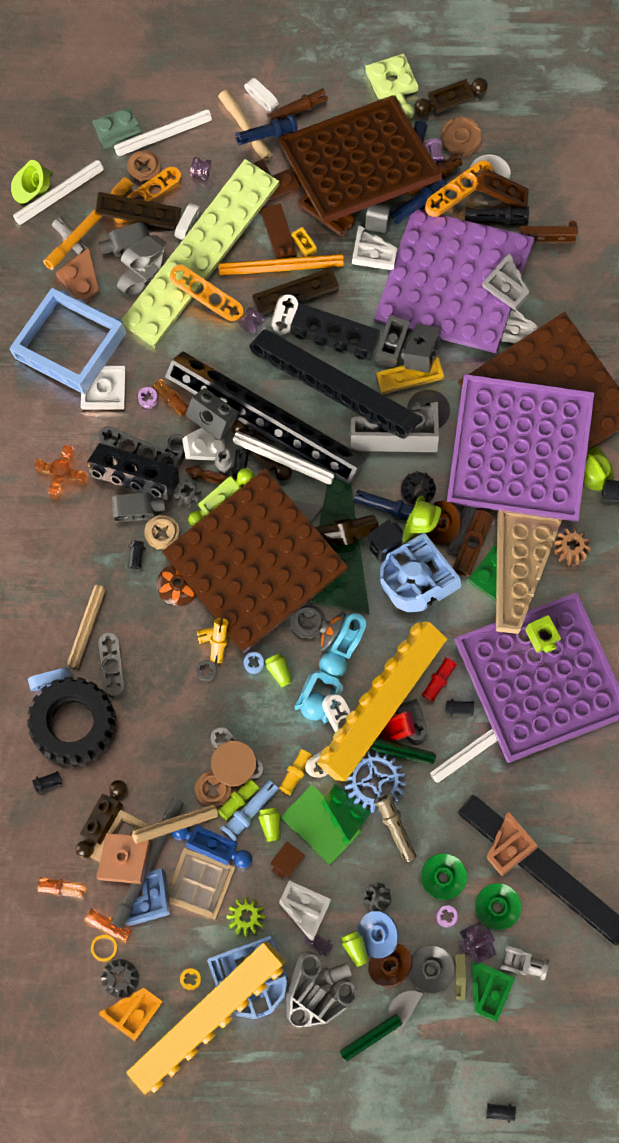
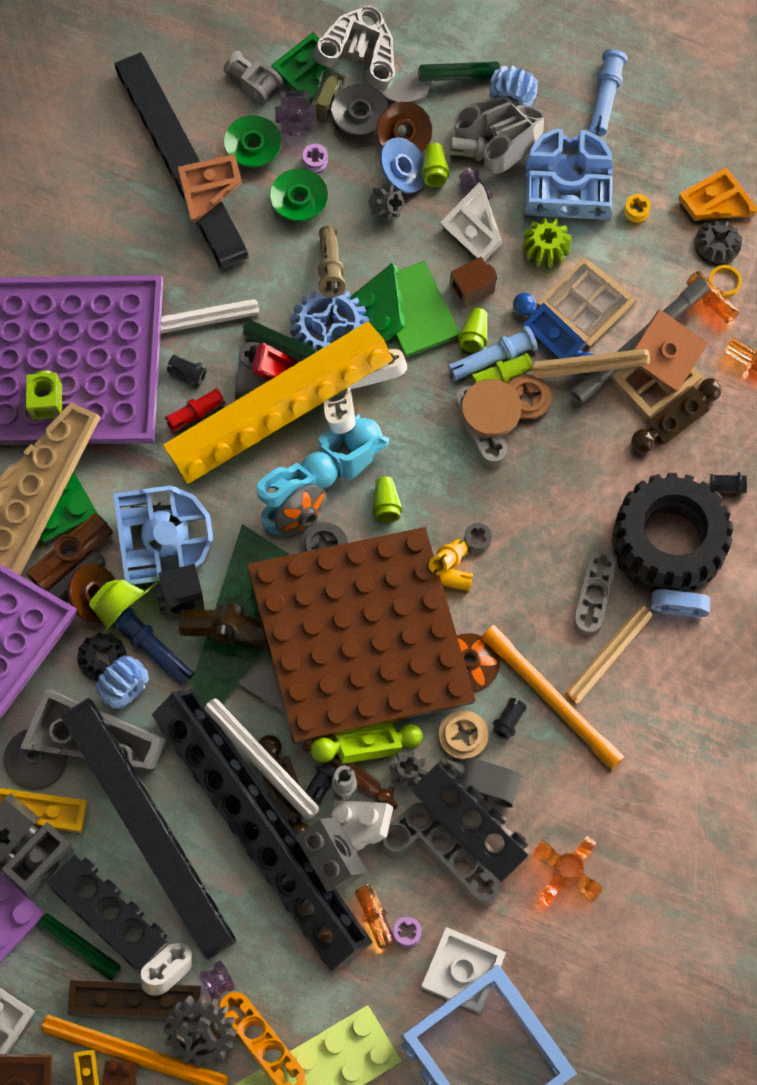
camera: 160 degrees left, 5 degrees down
(72, 563) = (599, 745): none -> light orange piece
(154, 900) = (648, 297): medium blue plate -> none
(206, 1017) = (635, 144): yellow brick -> none
(246, 284) = (183, 1028): none -> dark grey gear
(253, 1083) = (609, 80): none -> light blue pin
(260, 662) = (413, 513): light blue bush -> none
(295, 772) = (419, 375): yellow pin -> none
(322, 1036) = (513, 84): none -> light blue gear
(345, 309) = (78, 946): none -> dark green axle
(395, 470) = (122, 682): none -> light blue gear
(437, 1024) = (377, 37): none -> light grey connector

